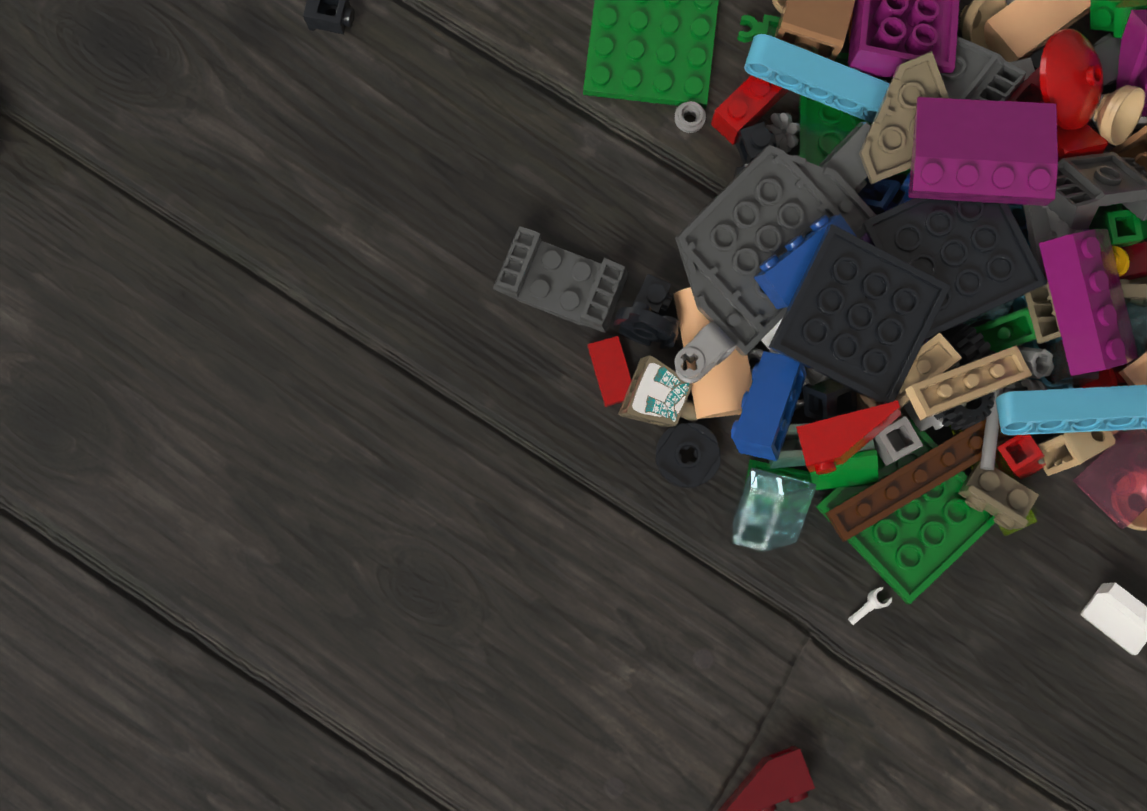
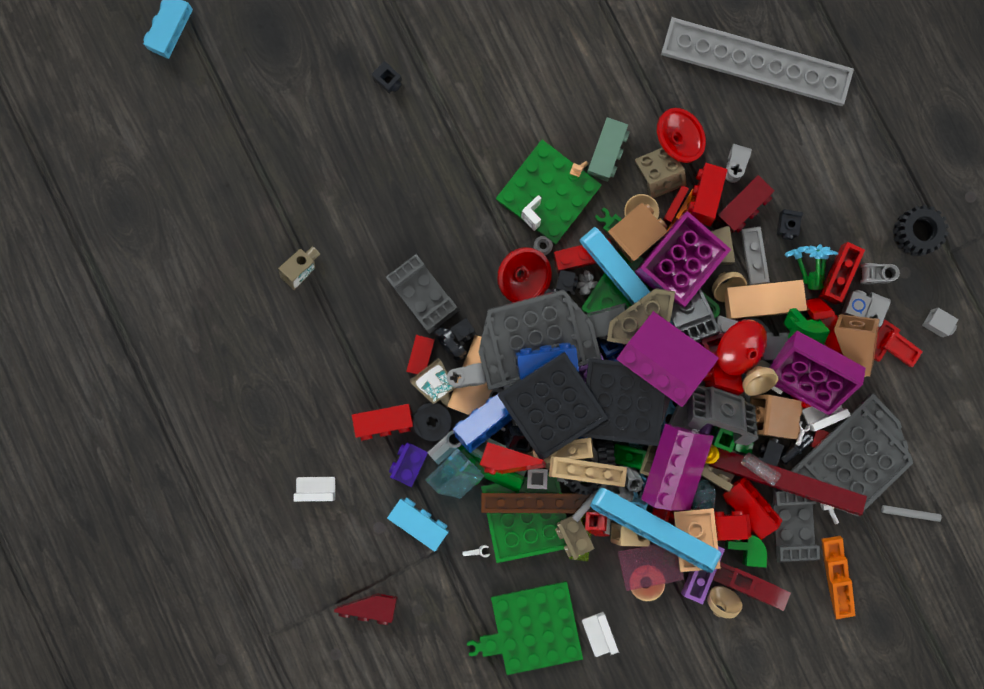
camera: 35 degrees right, 5 degrees up
(357, 346) = (293, 272): none -> dark tan torso
(575, 657) = (315, 489): none -> white panel
(616, 497) = (382, 421): none -> red brick
(654, 75) = (528, 213): none -> white panel
(690, 537) = (408, 464): none -> dark purple bracket
(700, 158) = (534, 275): none -> red dish
(729, 481) = (443, 449): none -> light grey piece
(761, 615) = (418, 523): none -> medium azure brick
(973, 734) = (488, 644): none -> green plate
(1026, 665) = (536, 628): none -> green plate

